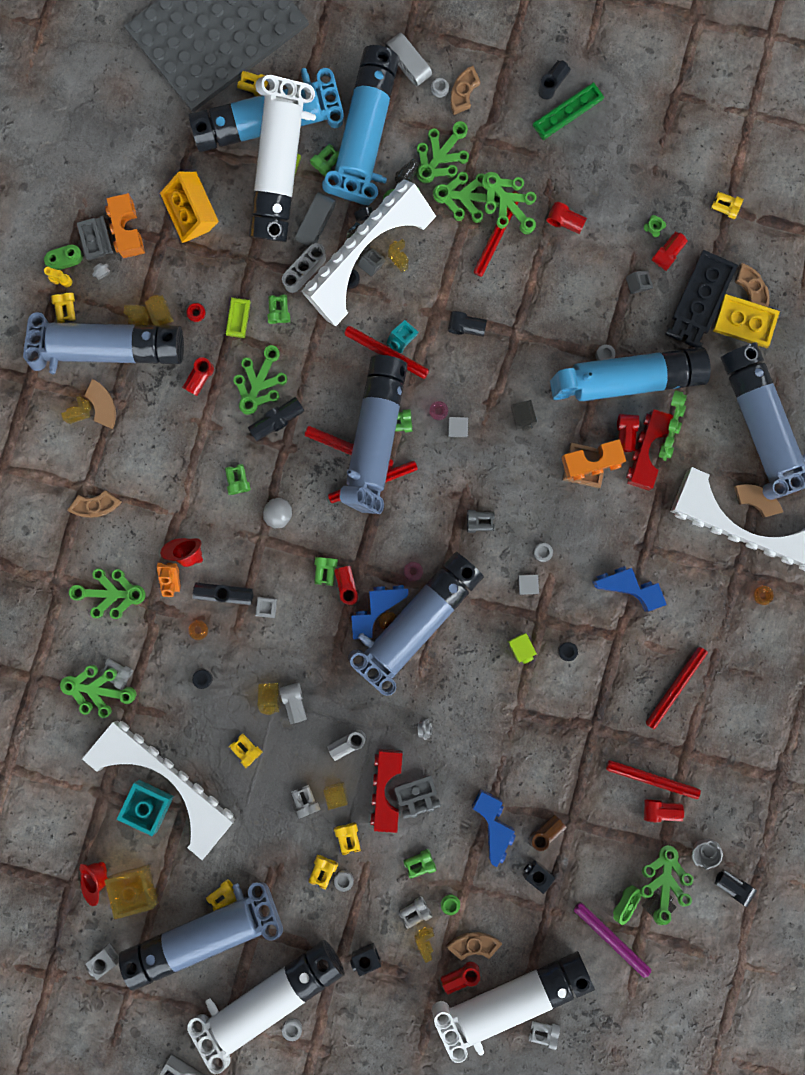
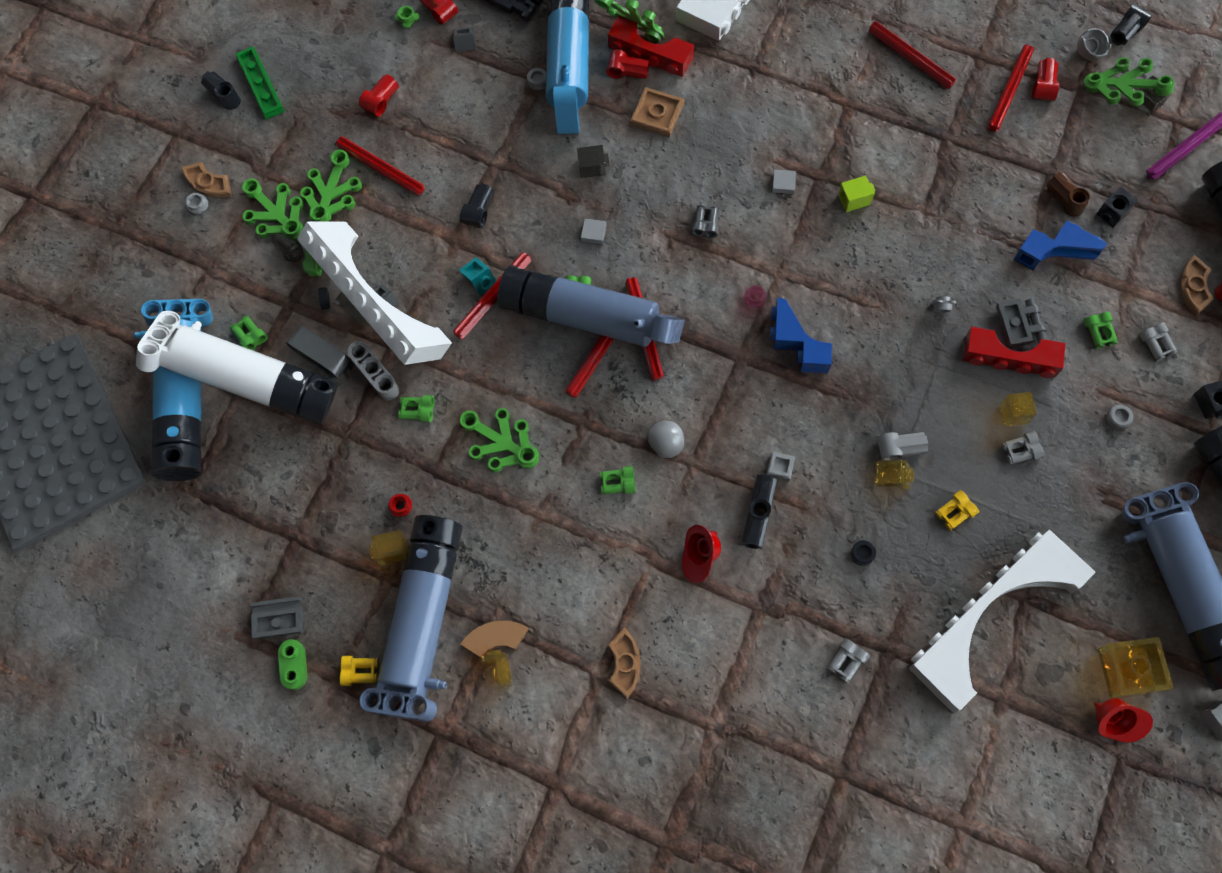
camera: 75 degrees left, 15 degrees down
(58, 276) = (316, 671): yellow piece -> none
(95, 690) = (867, 689): bright green plant -> none
(100, 271) = (321, 615): light grey plate -> none
(110, 594) = (744, 654): bright green plant -> none
(121, 210) = (292, 577): orange arch -> none
(137, 314) = (389, 574): clear yellow bracket -> none
(145, 807) = (1026, 637): teal brick -> none
(168, 579) = (733, 573): orange hips -> none
(188, 206) = (265, 496): light orange slope -> none
(197, 378) = (482, 510): red piece -> none
(204, 630) = (801, 556): clear orange plate -> none
(225, 889) = (1136, 550): yellow piece -> none
(238, 317) = (417, 457): lime tile -> none
(249, 87) = (136, 396): yellow piece -> none
(276, 419) = (551, 425): black piece -> none
(325, 563) = (734, 392): bright green piece -> none
(326, 865) = (1100, 435): yellow piece -> none
(344, 831) = (1061, 408): yellow piece -> none
(345, 745) = (956, 392): light grey piece -> none
(346, 583) = (762, 368): red piece -> none
(364, 127) = (223, 281): dark azure piece -> none
(386, 619) = (812, 328): clear orange plate -> none
(397, 257) = (384, 268): clear yellow bracket -> none
(409, 59) = (154, 230): light grey beam -> none
(416, 622) = (820, 295): sand blue piece -> none
(425, 946) = (1195, 335): clear yellow bracket -> none
(442, 406) = (571, 243): clear pink plate -> none
(450, 904) = (1149, 302): bright green plate -> none
(507, 200) = (323, 159): bright green plant -> none
(543, 552) = (748, 163): light grey tile -> none
(567, 651) = (863, 152): black tile -> none
(610, 457) = (652, 82): orange arch -> none
(625, 582) = (808, 67): blue arch -> none
(627, 905) = (1156, 130): bright green plate -> none

